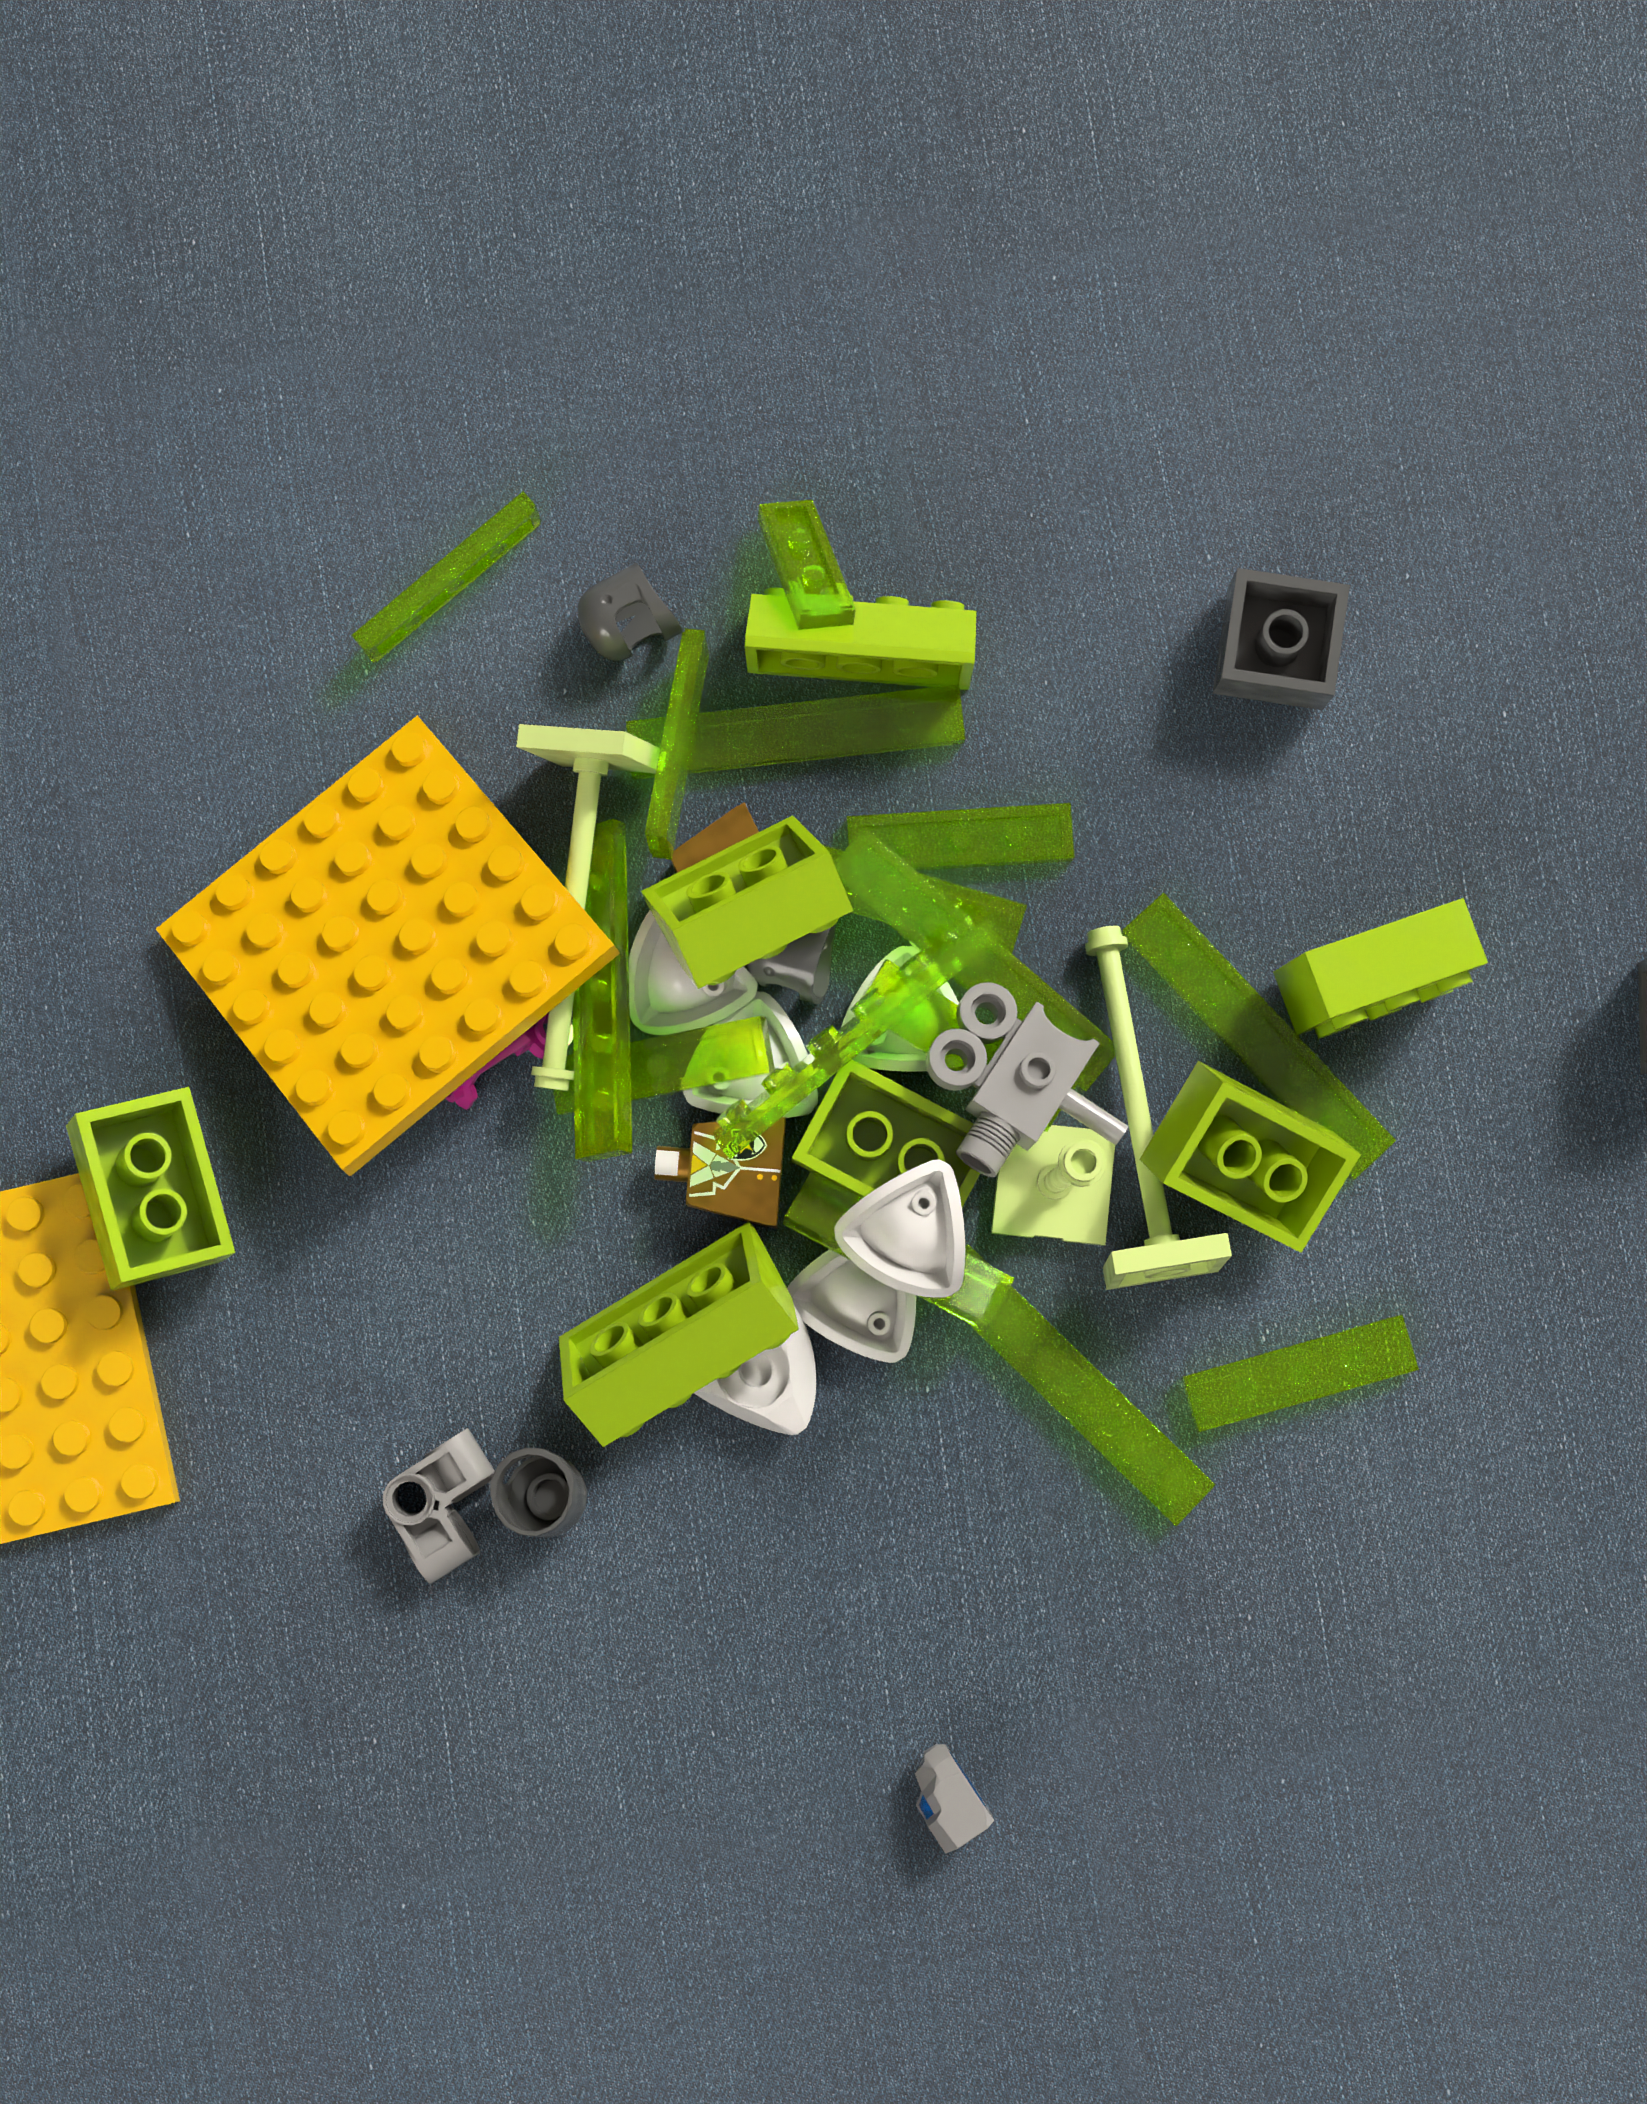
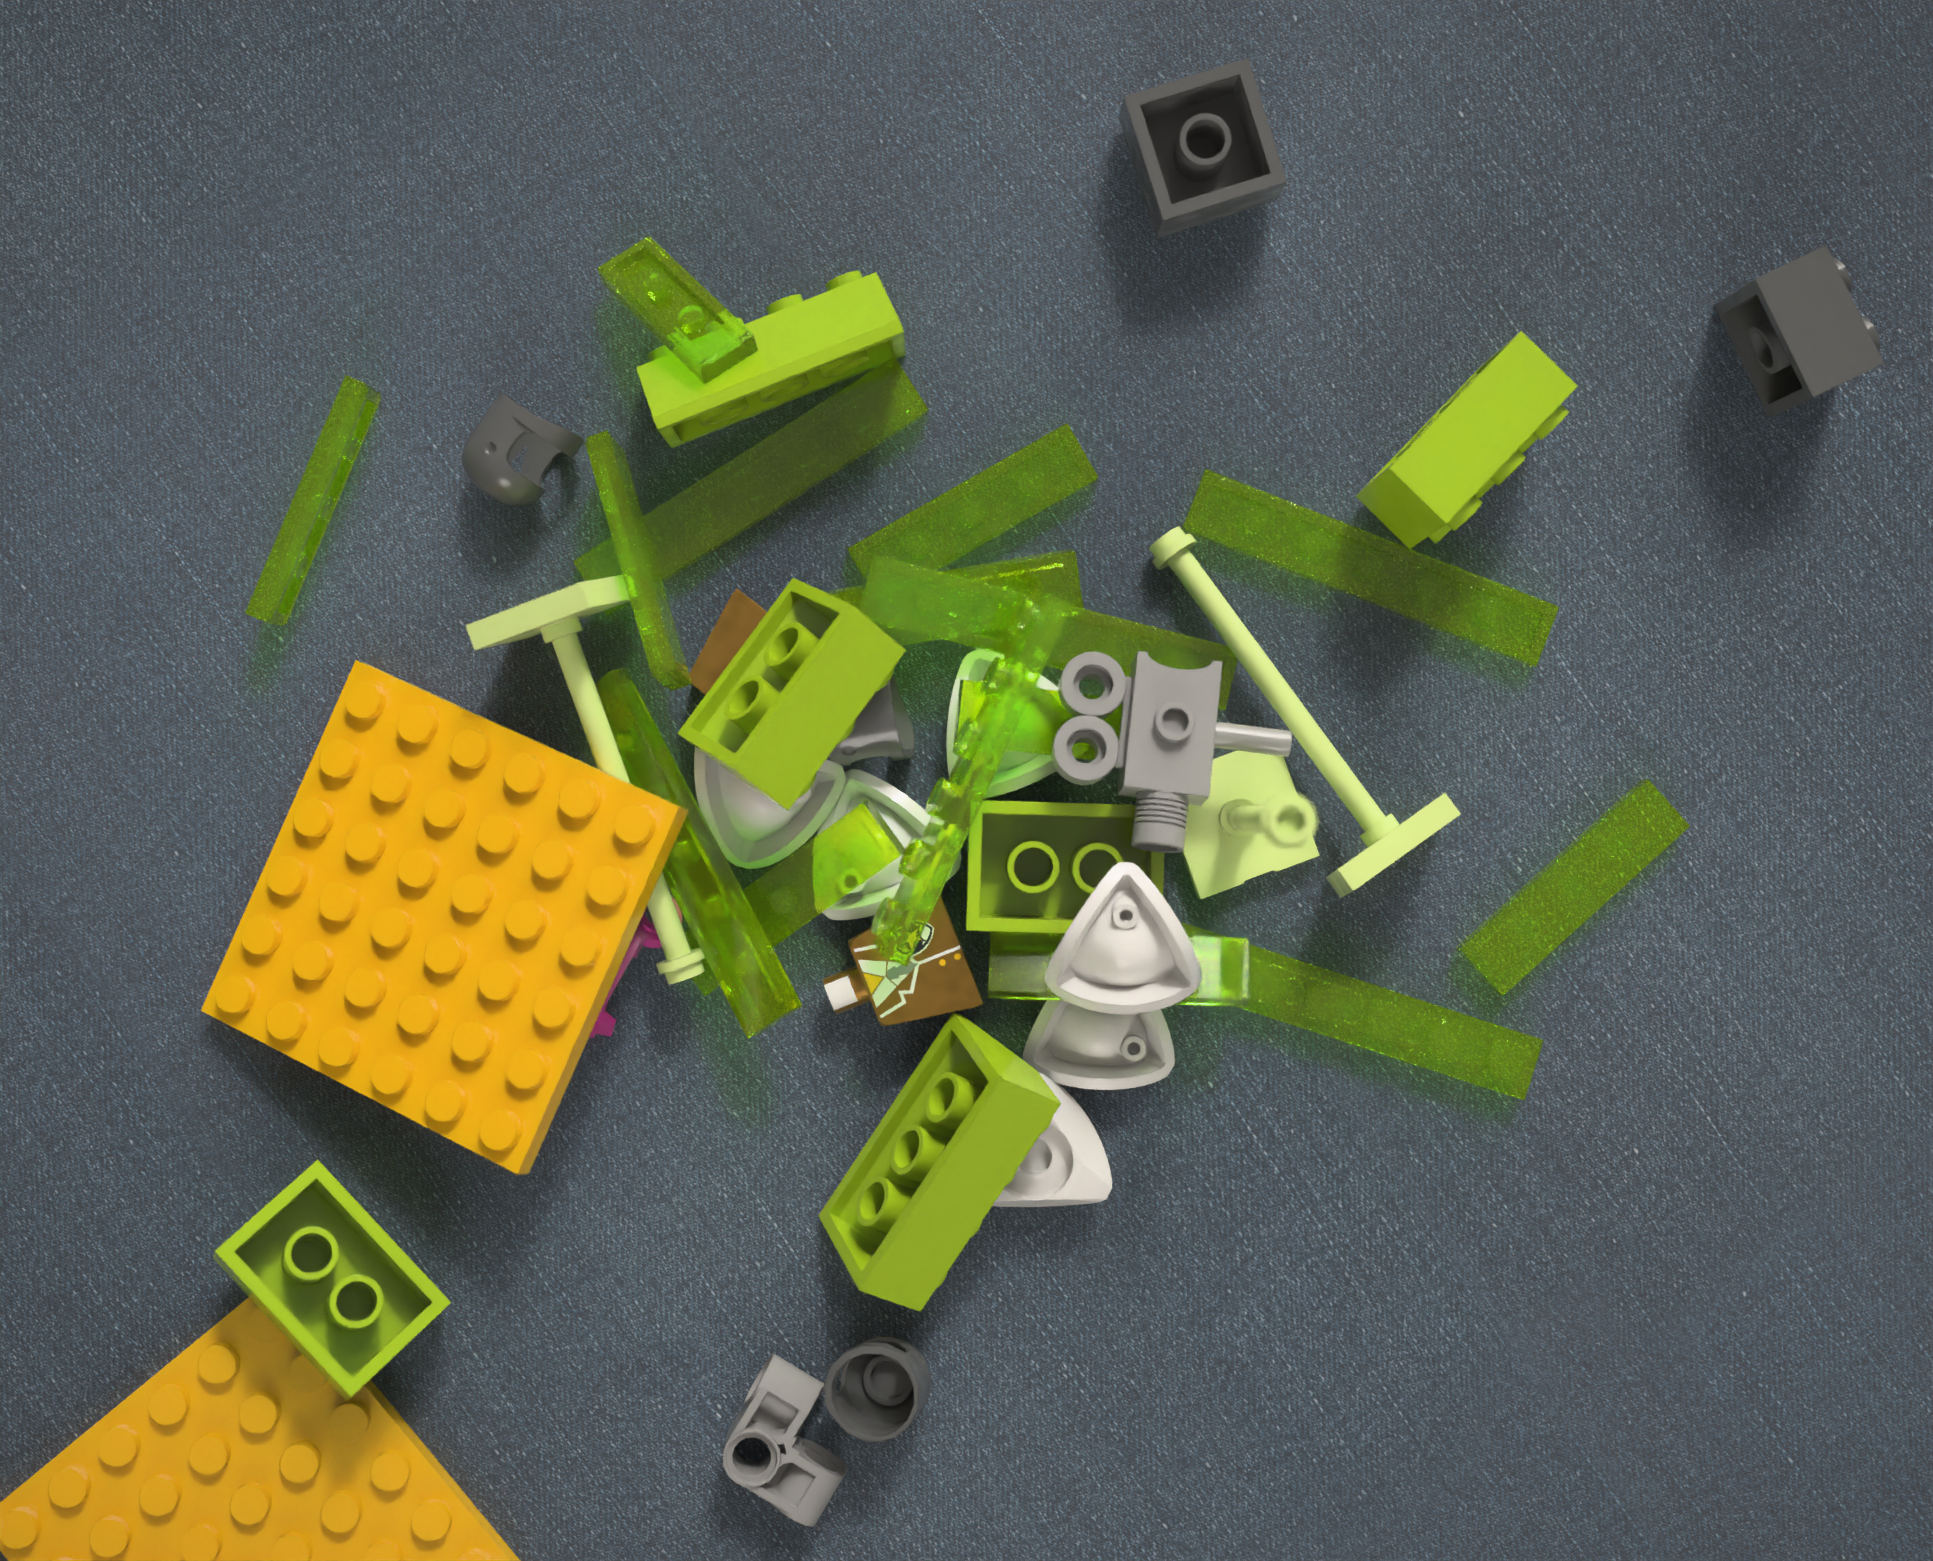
camera: 30 degrees left, 5 degrees up
(949, 1800) = (1433, 1479): light grey rock -> none
(1249, 1157) = (1426, 701): lime brick -> none

